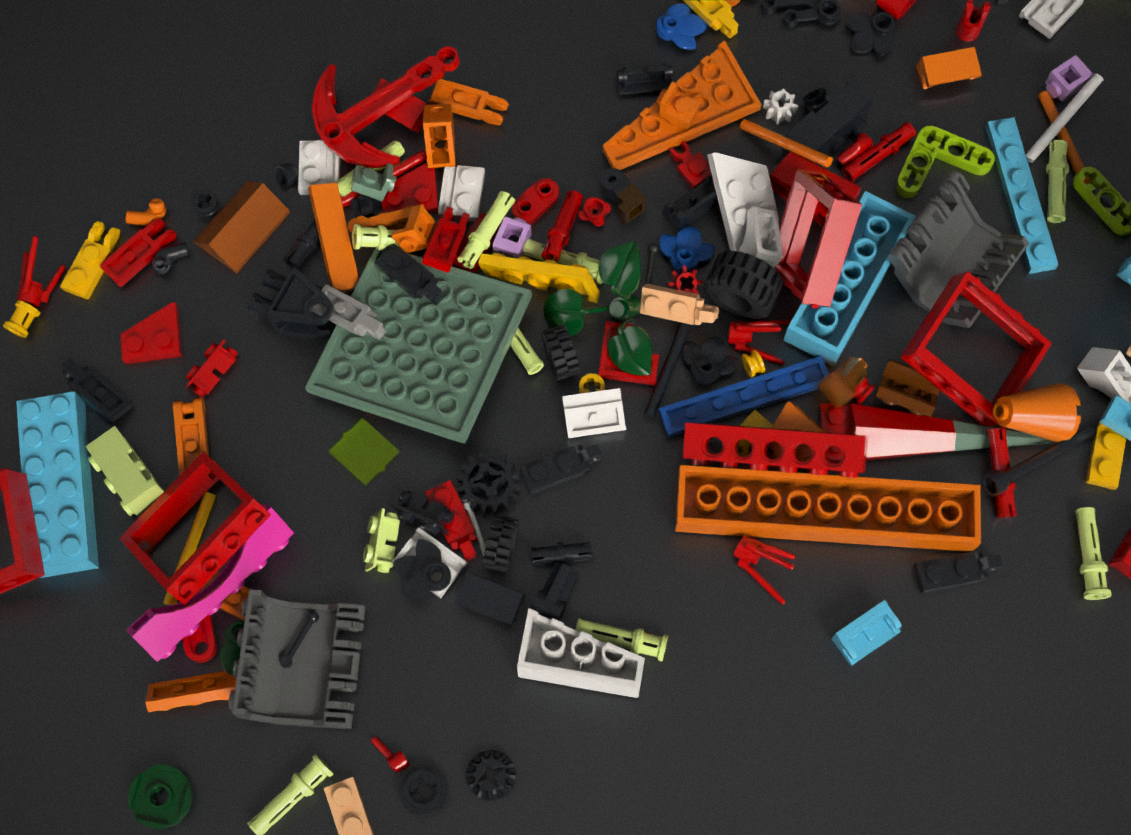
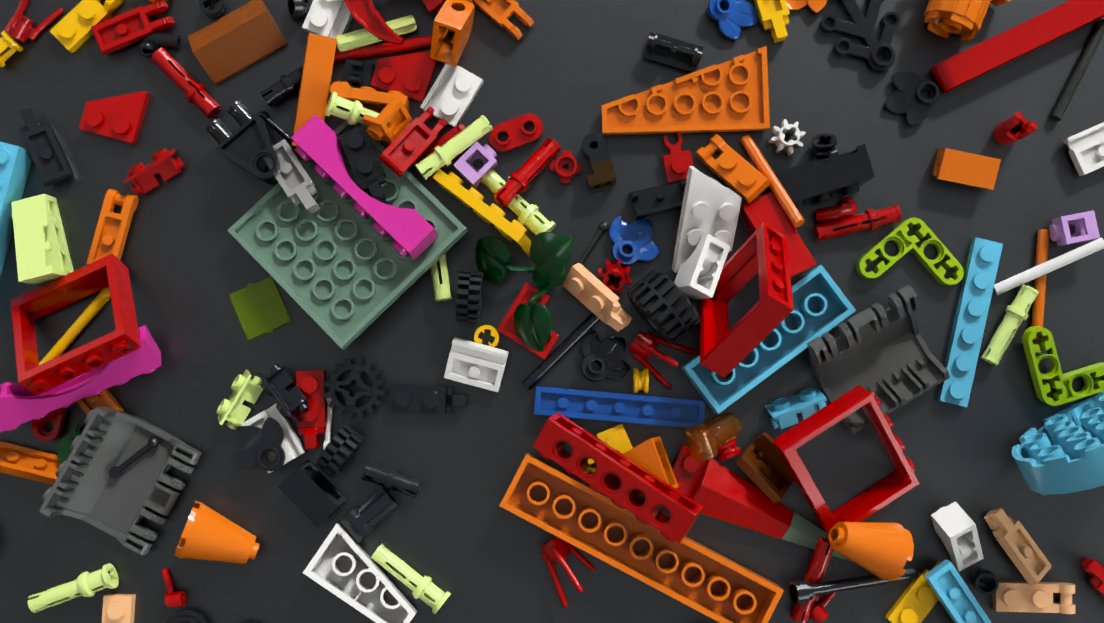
camera: 20 degrees right, 15 degrees up
(218, 283) = (193, 91): none -> red pin
(373, 183) = (369, 53): sand green bracket -> none
(413, 678) = (215, 538): none -> orange cone
(472, 308) = (403, 225): none -> dark pink arch
(677, 106) = (688, 98): orange bracket -> none
(747, 147) = (733, 169): none -> orange plate
(898, 335) = (785, 409): none -> medium azure hinge
(1023, 502) = (818, 612): none -> red hand

